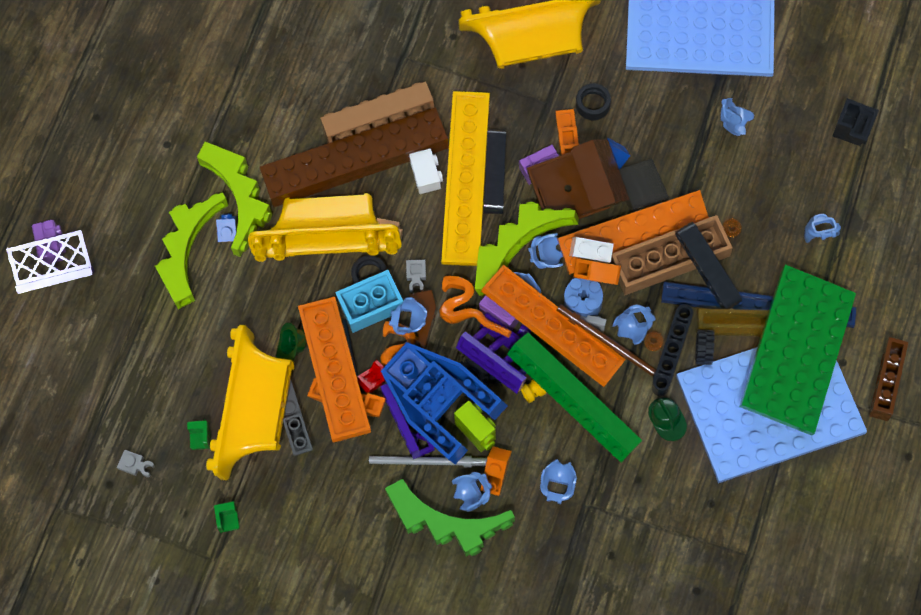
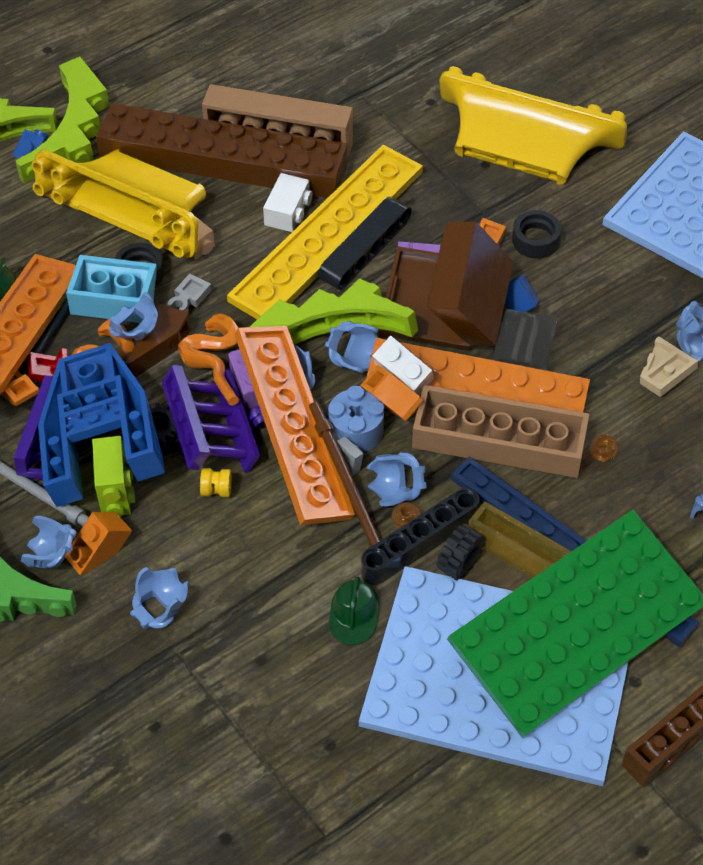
camera: 30 degrees right, 15 degrees down
(574, 397) = (253, 516): green brick -> none
(708, 266) = (532, 459): black beam -> none
(731, 151) = (666, 367): none -> tan wing

